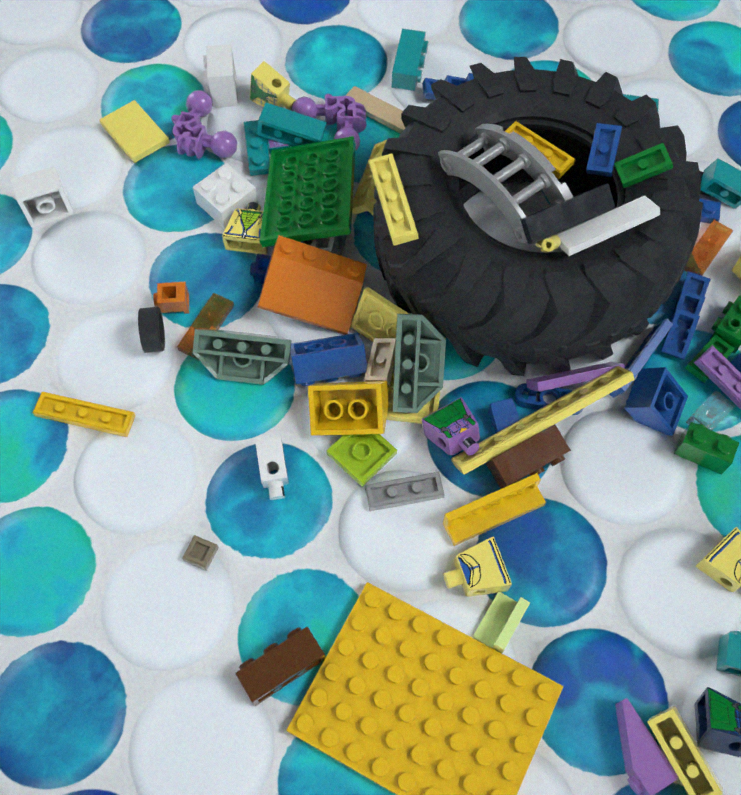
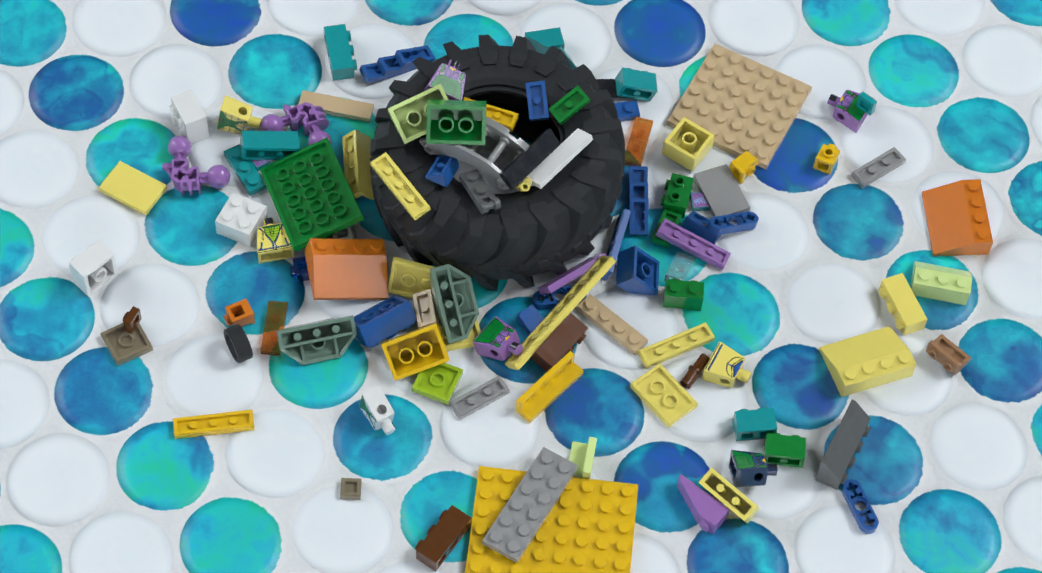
camera: 25 degrees left, 5 degrees down
(41, 288) = (124, 345): none -> dark tan tile
(52, 264) = (132, 319): none -> reddish brown plate
(407, 664) = (530, 505): none -> light grey plate
(452, 117) = (411, 114): none -> yellowish green slope
(454, 196) = (443, 170): none -> blue slope
(479, 570) = (554, 431): light yellow torso -> none
(488, 136) = (456, 122): none -> green slope
(489, 235) = (479, 191): none -> dark grey plate
(498, 97) = (450, 79): none -> torso
(603, 456) = (612, 324): none -> tan plate
(638, 571) = (663, 395): none -> light yellow tile
(675, 509) = (676, 345): none -> light yellow tile
(690, 554) = (694, 371): none -> reddish brown axle

